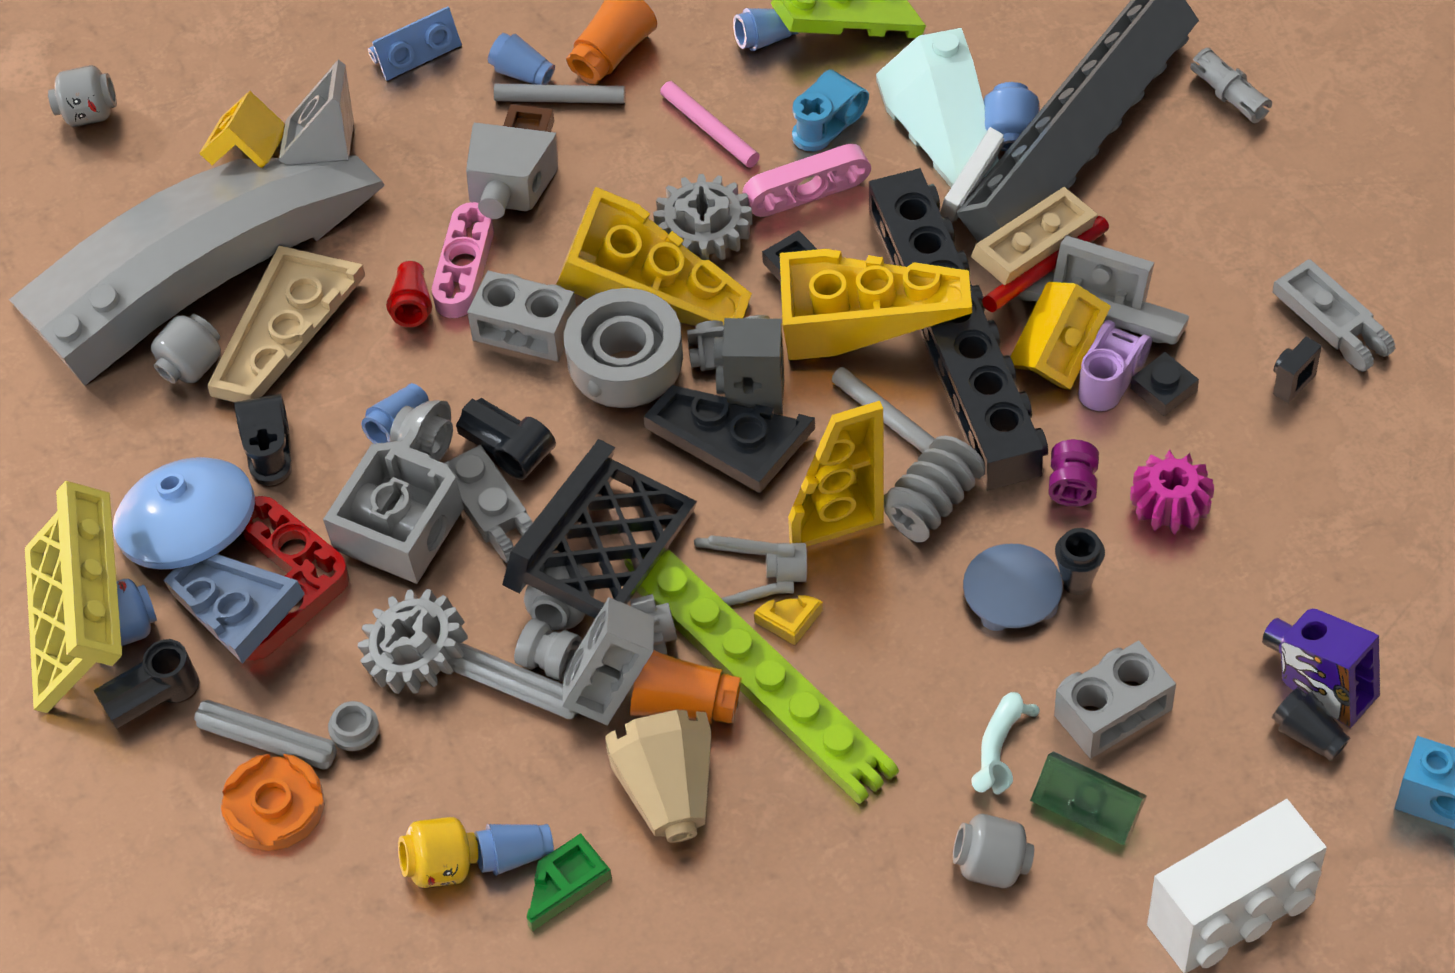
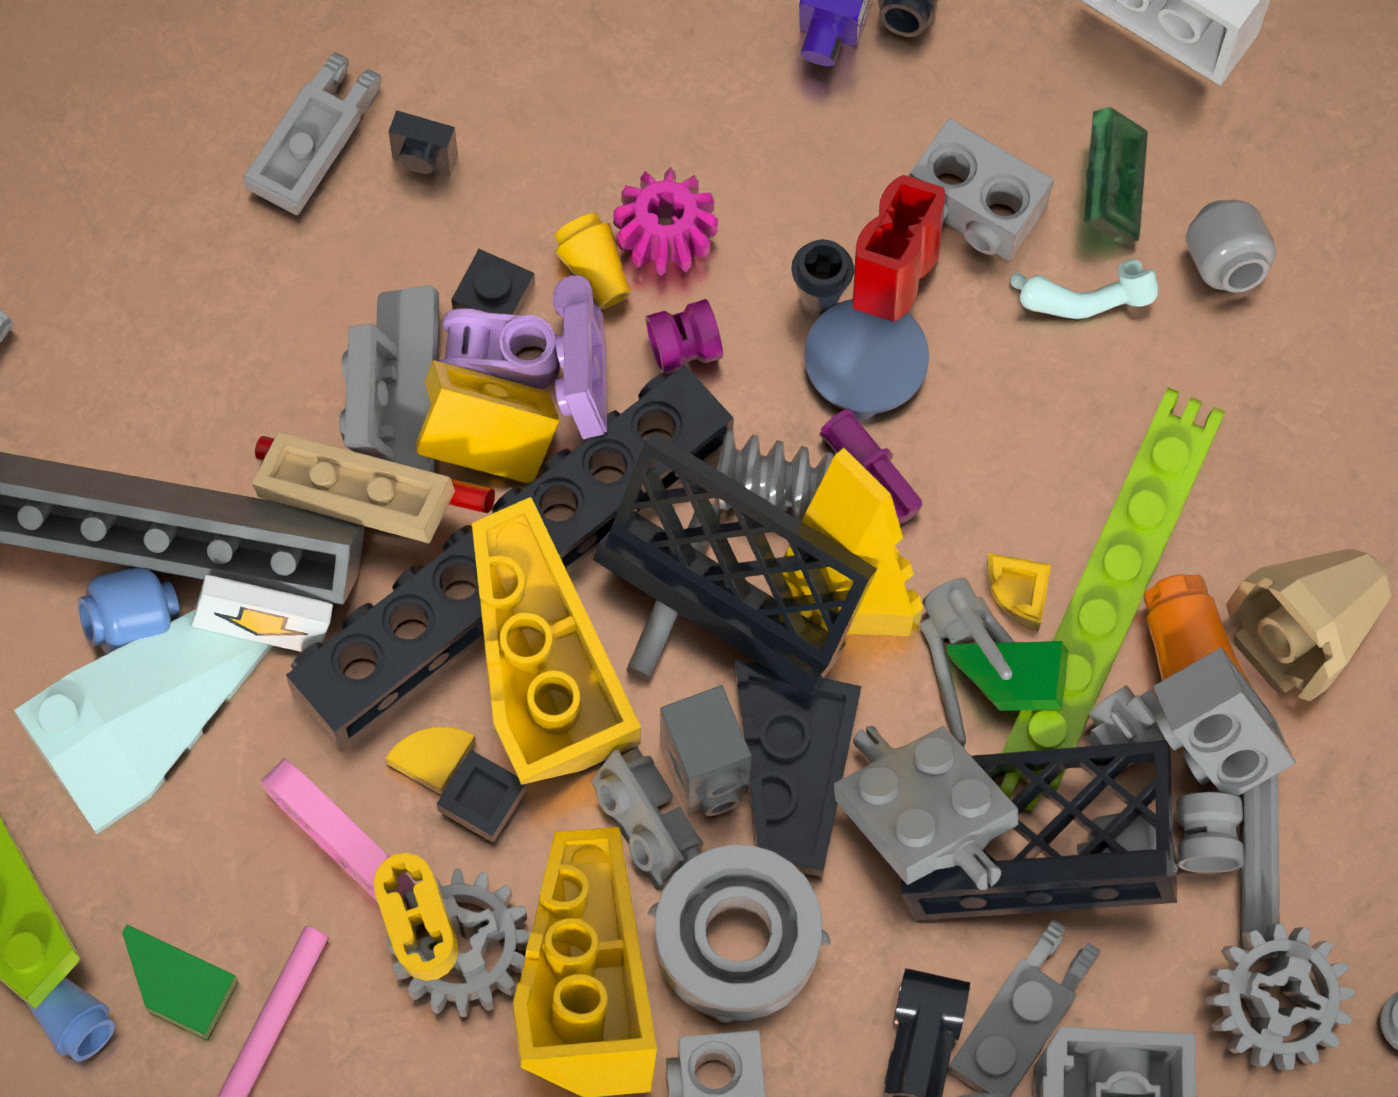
camera: 120 degrees left, 15 degrees up
(649, 472) = (926, 806): none -> light grey plate
(720, 573) = (1036, 675): none -> green tile
(721, 178) = (401, 921): none -> yellow beam
(758, 85) = (177, 983): none -> green tile
(826, 110) = (187, 857): dark azure piece -> none
(838, 238) = (432, 755): none -> yellow tile
(899, 391) = (718, 593): none -> black fence
(922, 555) = (848, 433): none -> magenta axle
(1074, 605) = (898, 248): none -> red brick
(1078, 394) = (581, 357): none -> lavender hinge
(1159, 439) = (591, 252): none -> yellow cone

